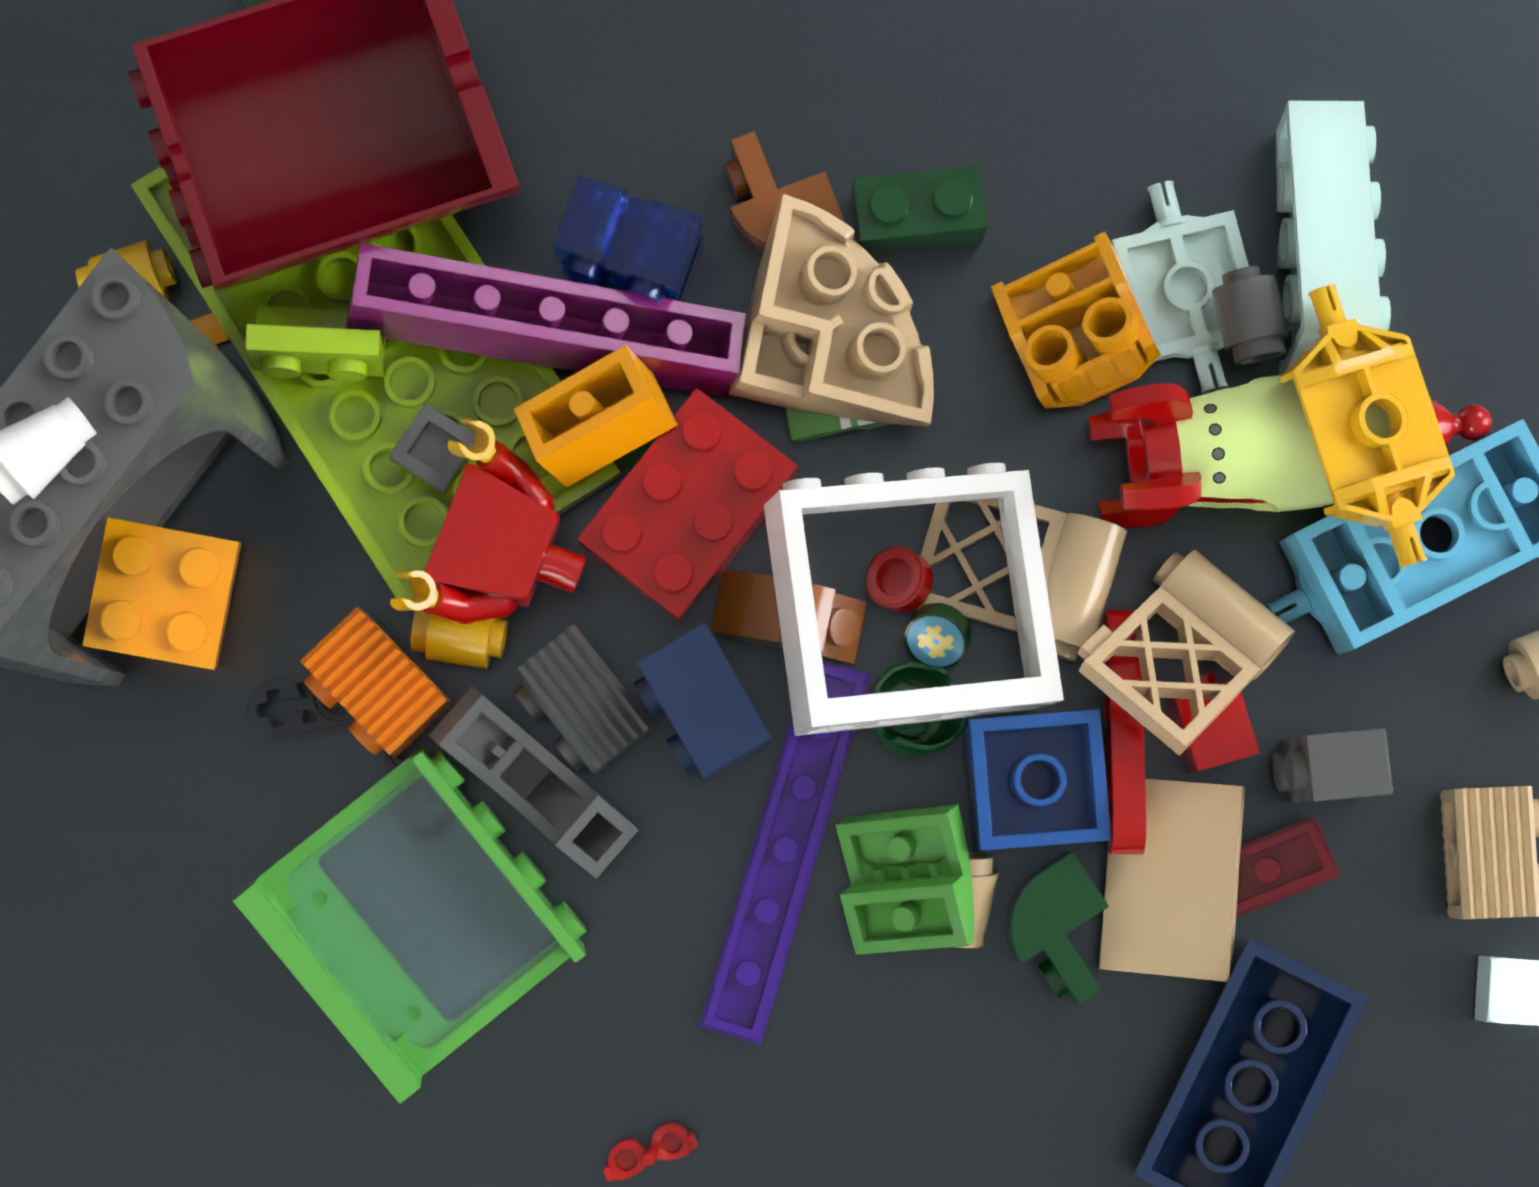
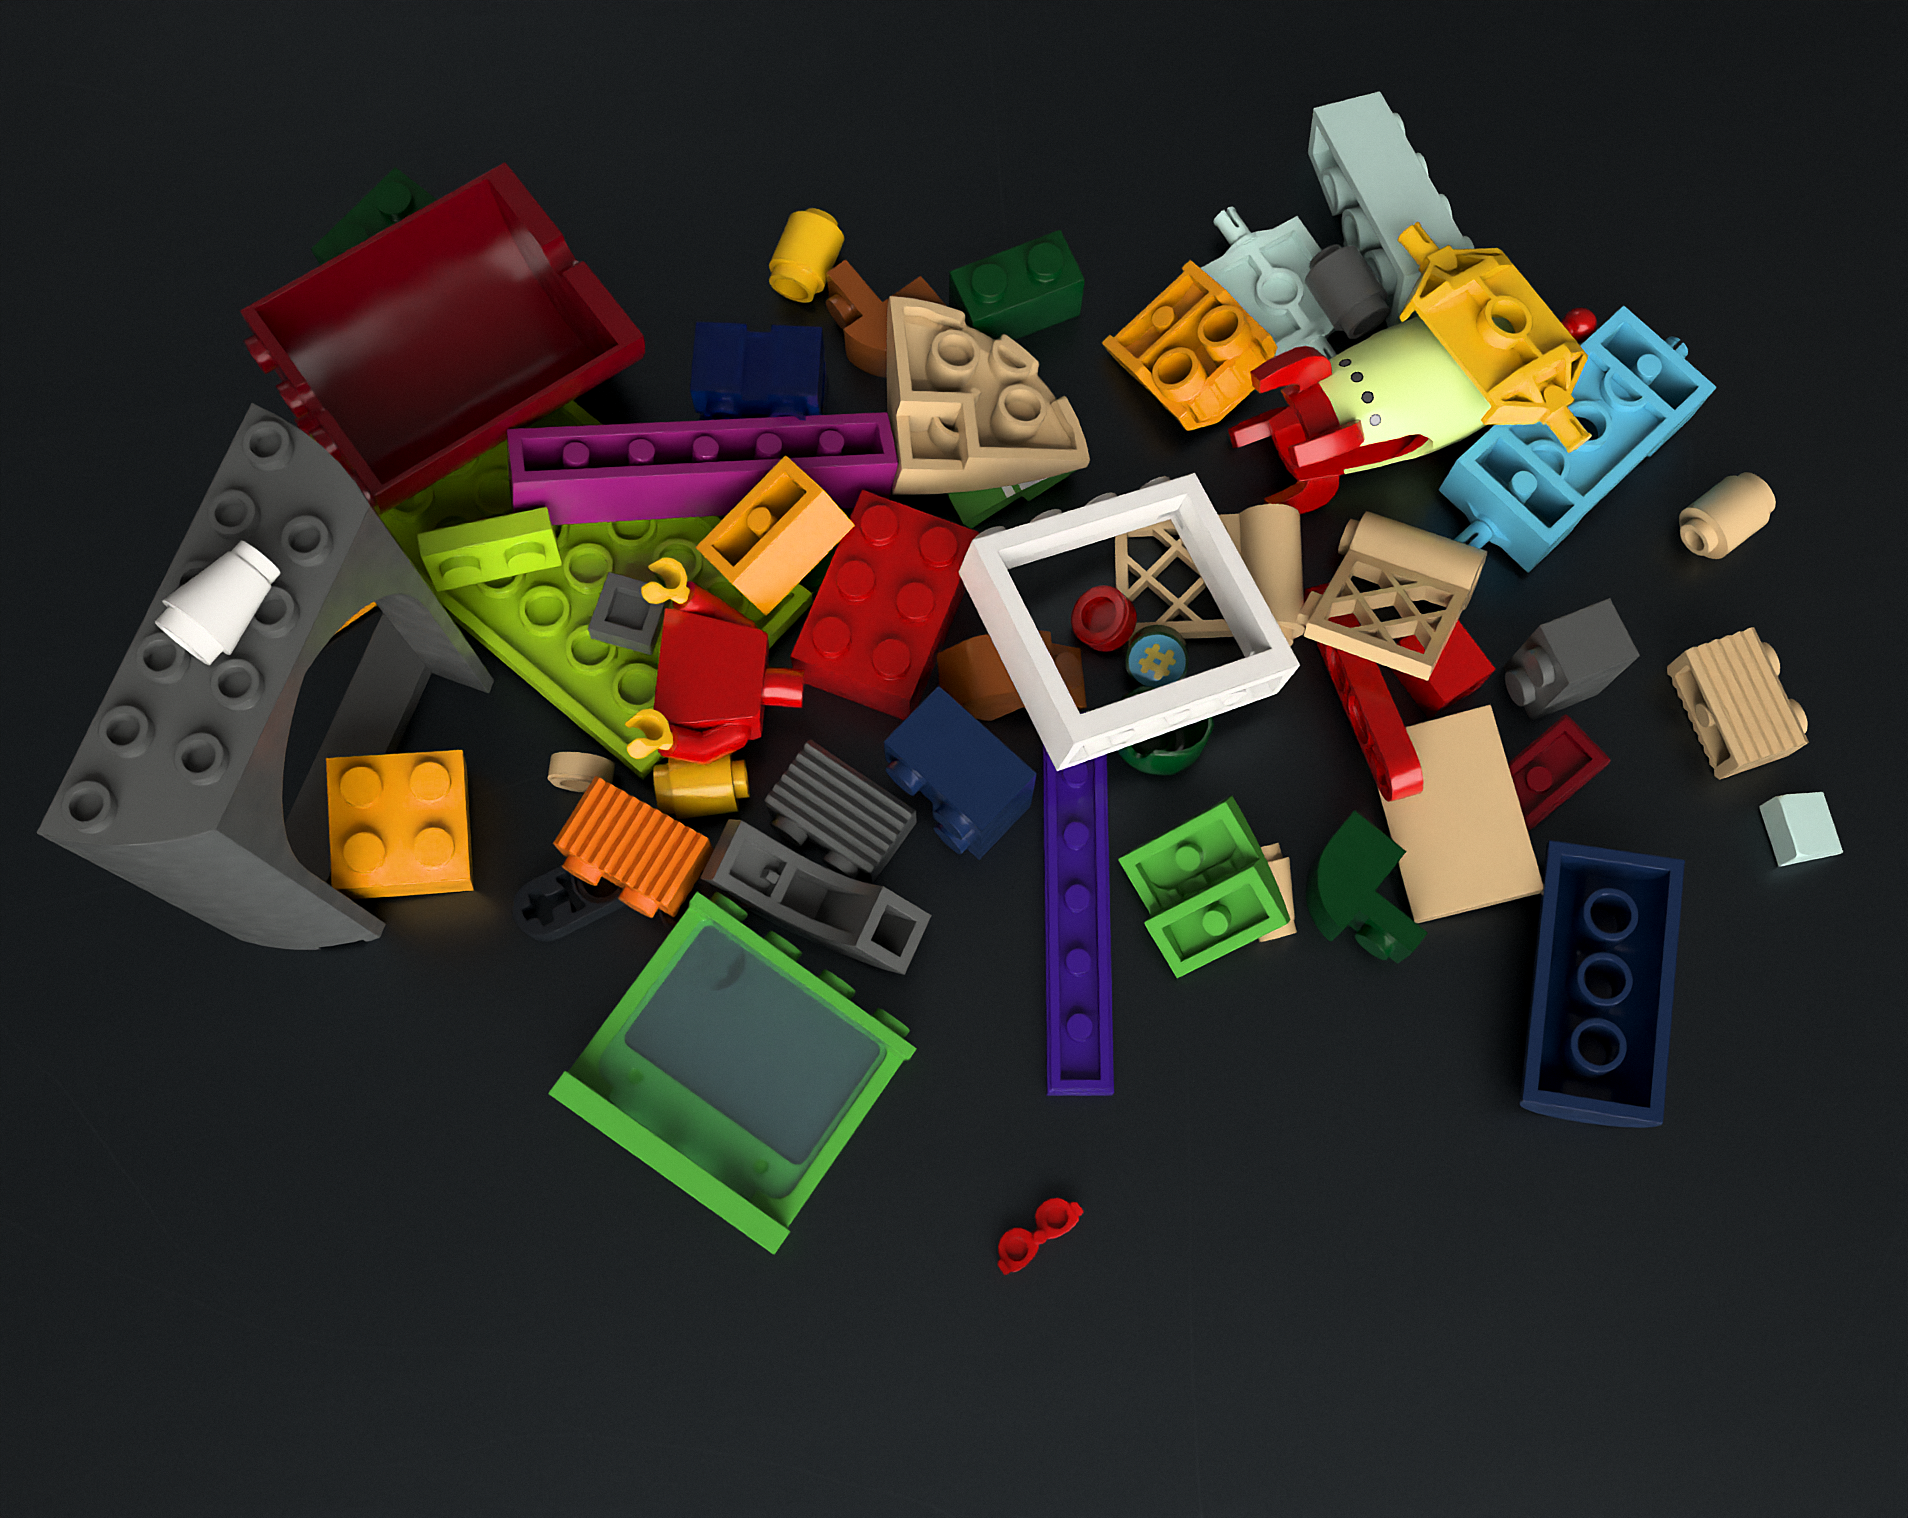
camera: 15 degrees left, 10 degrees down
(348, 586) = (577, 770): none -> tan tile
(719, 105) = (805, 254): none -> yellow brick
(1037, 780) = (1297, 756): blue brick -> none

